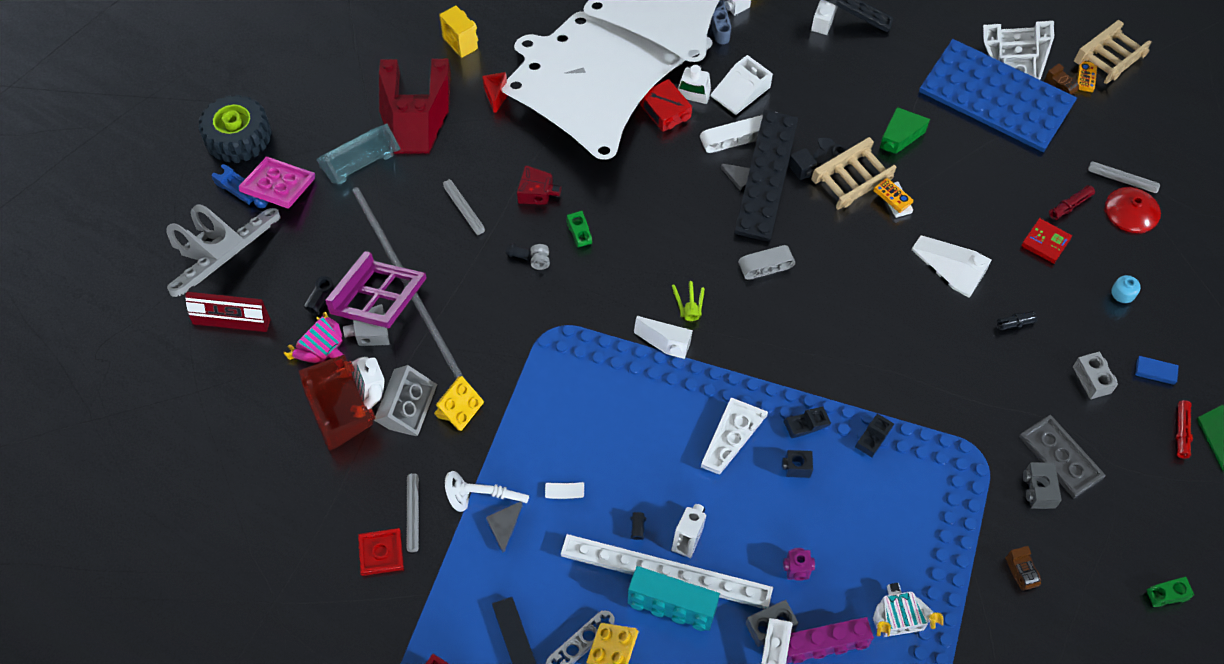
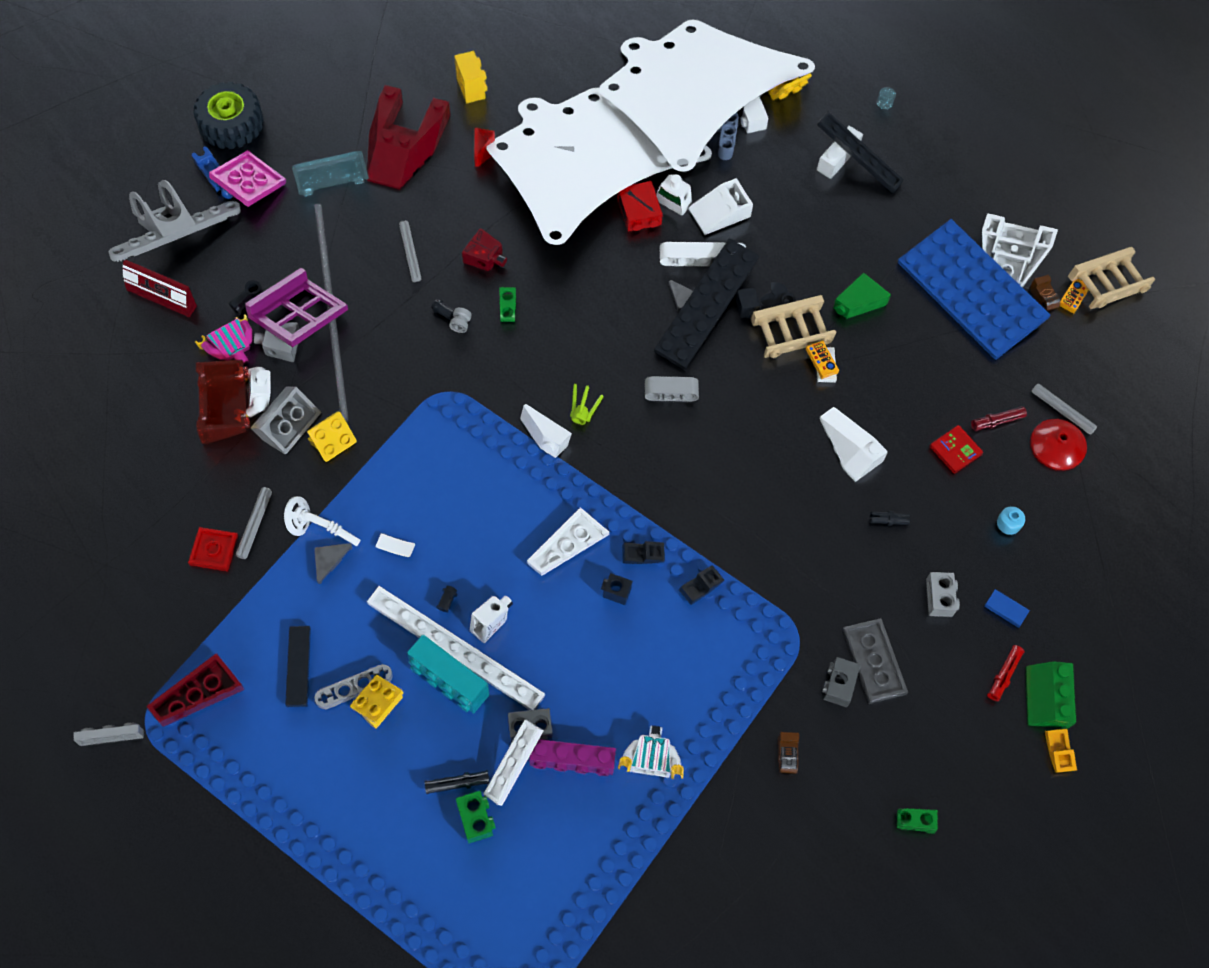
camera: 15 degrees right, 5 degrees up
(798, 564) = (573, 686): magenta brick -> none

